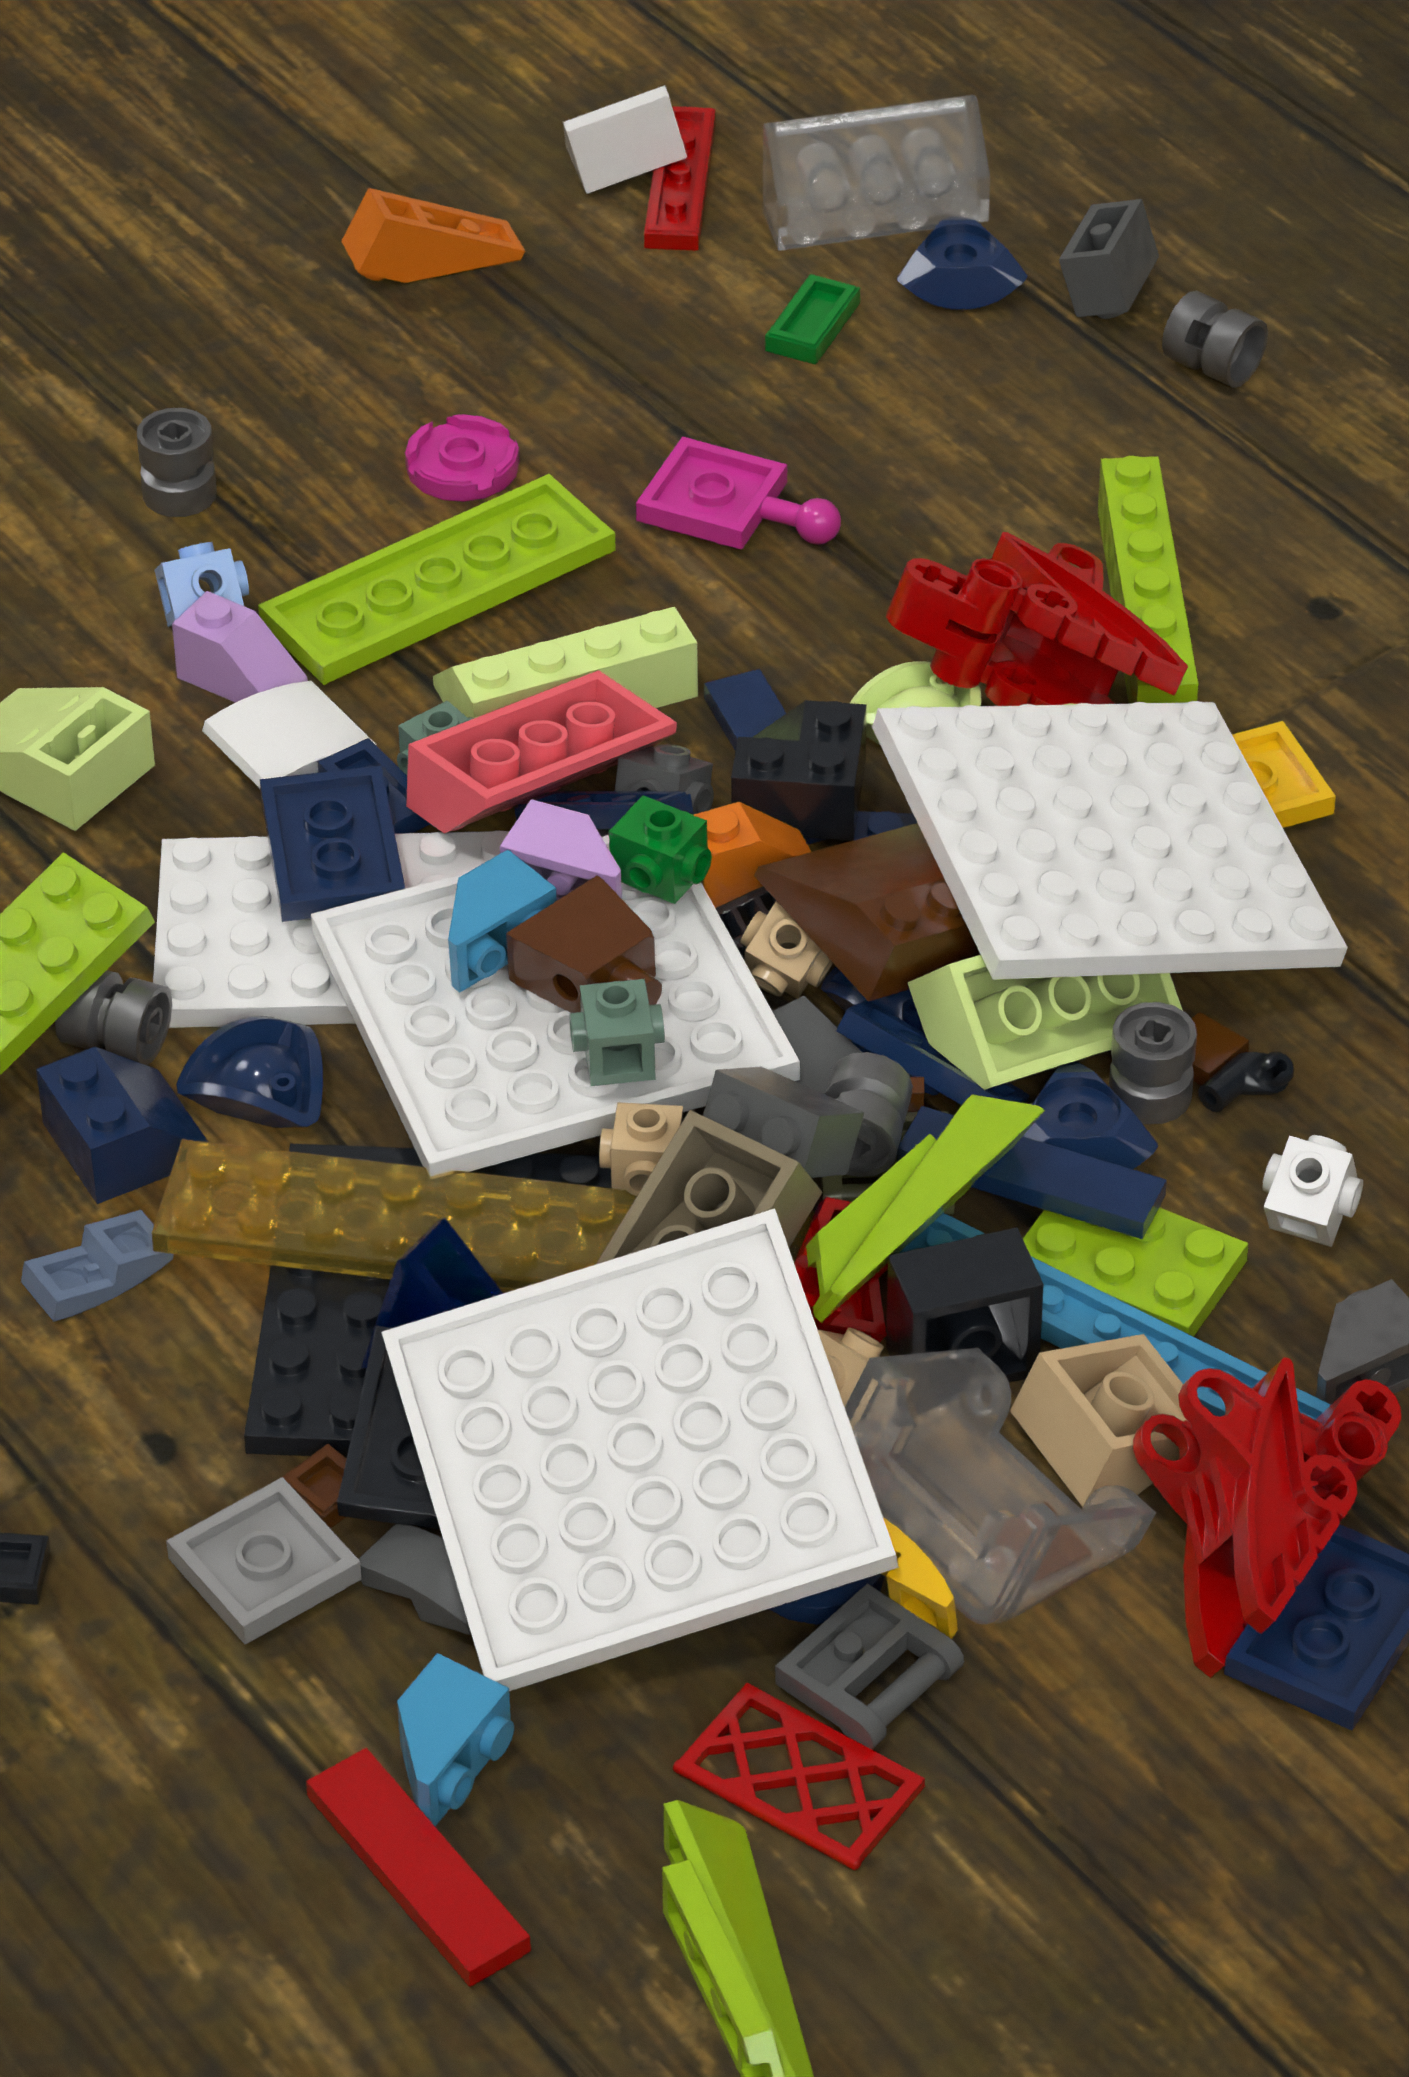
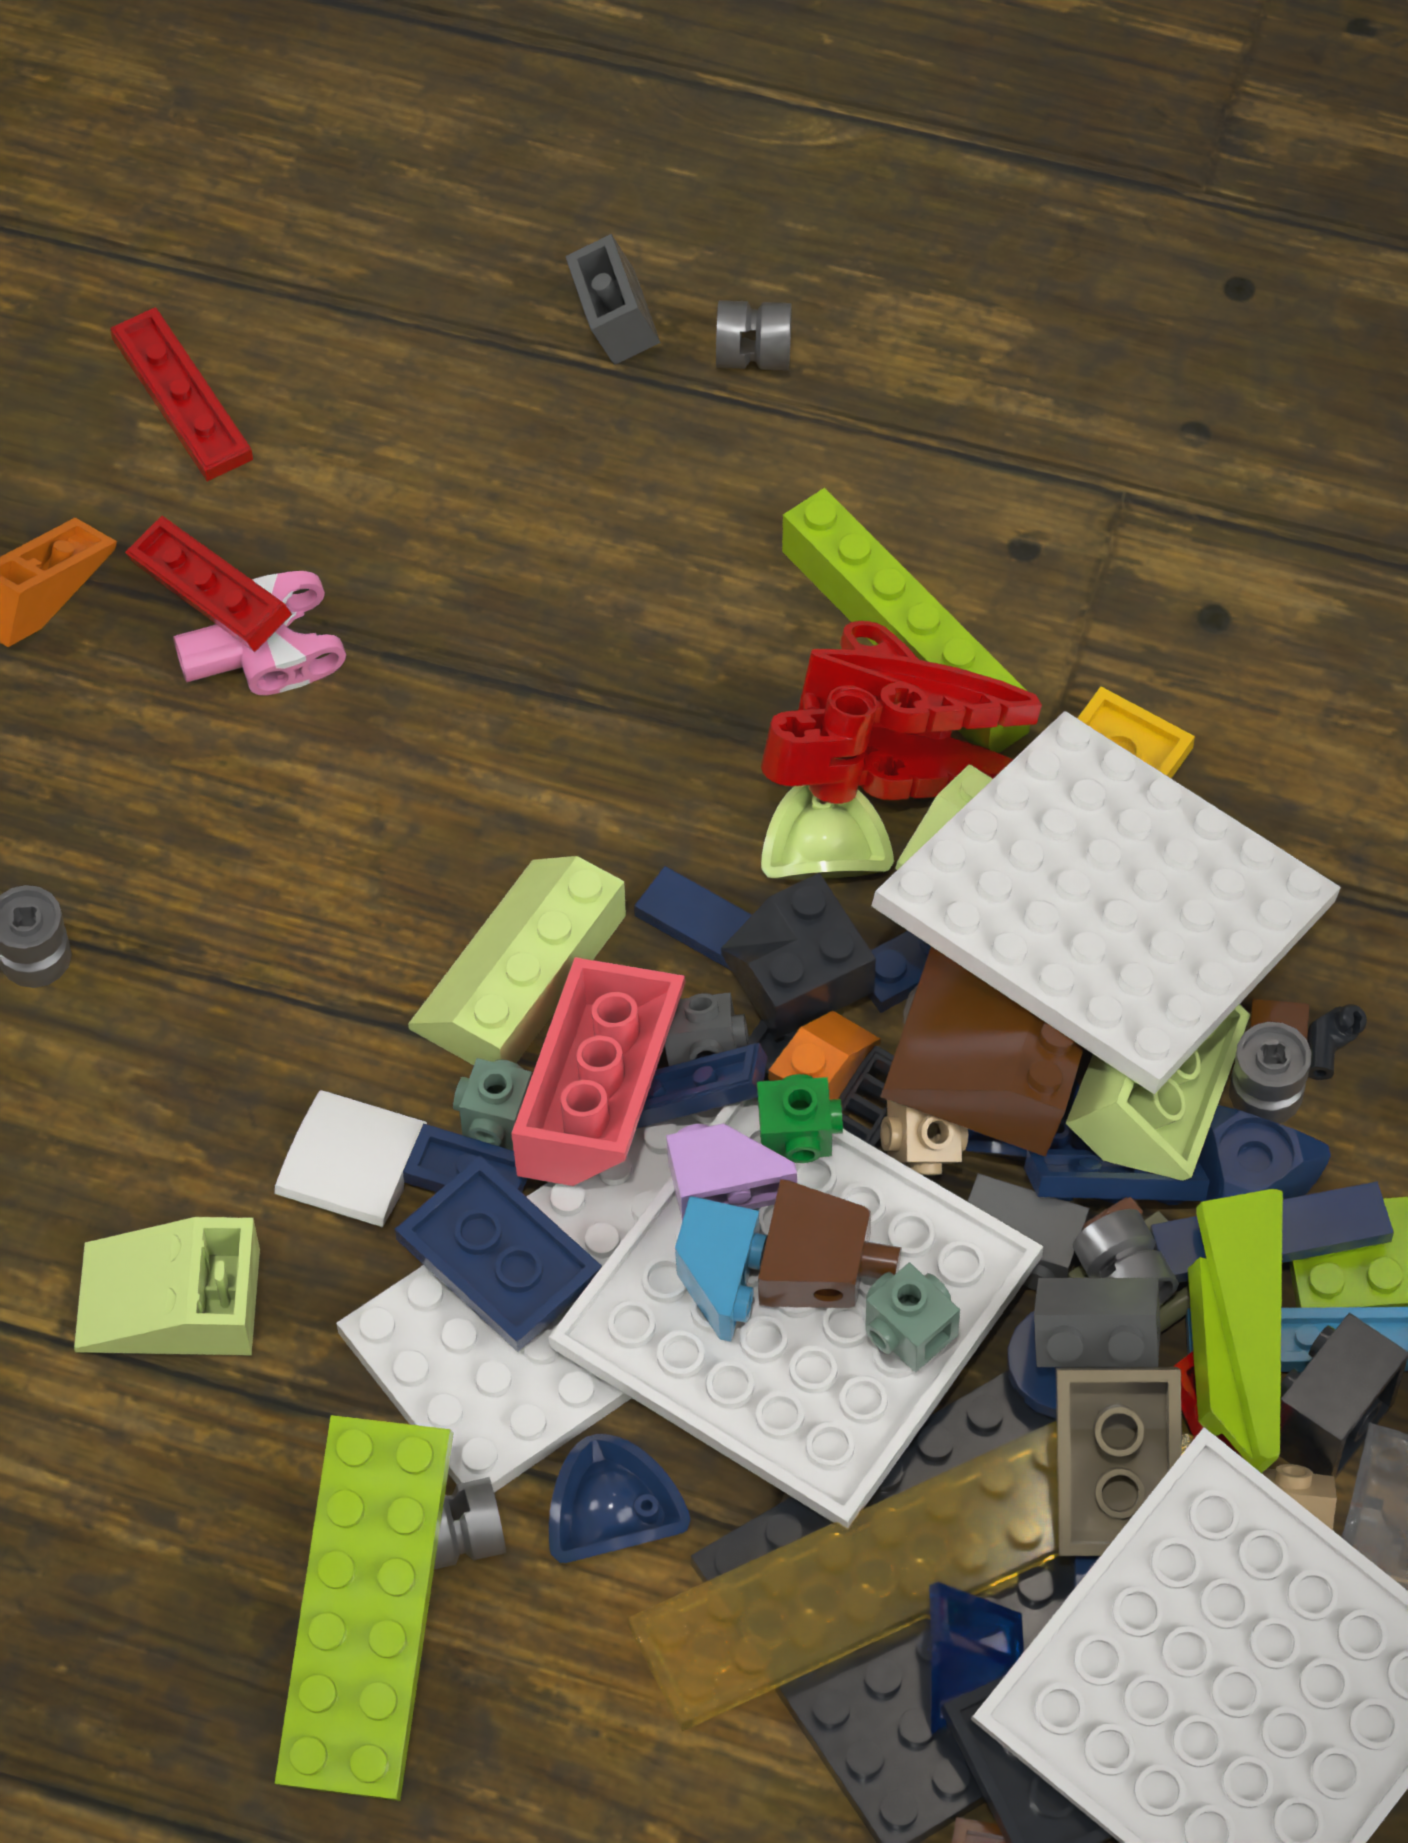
camera: 35 degrees left, 15 degrees up
(108, 1263) = (635, 1768): sand blue slope -> none
(113, 1120) = (543, 1624): dark blue slope -> none
(180, 578) = (161, 1054): light blue brick -> none
(230, 650) = (243, 1104): lavender slope -> none
(436, 578) = (334, 927): lime plate -> none
(462, 458) = (245, 787): dark pink tile -> none
(559, 295) = (208, 583): none -> red tile
(576, 360) = (283, 660): none -> bright pink connector
(624, 139) = (121, 388): white slope -> none
(637, 1142) = (999, 1403): tan brick -> none
(726, 496) = (492, 712): dark pink plate -> none
(812, 319) = (409, 482): green tile -> none
(874, 172) = (361, 315): clear slope -> none
(961, 266) = (489, 365): dark blue hat -> none

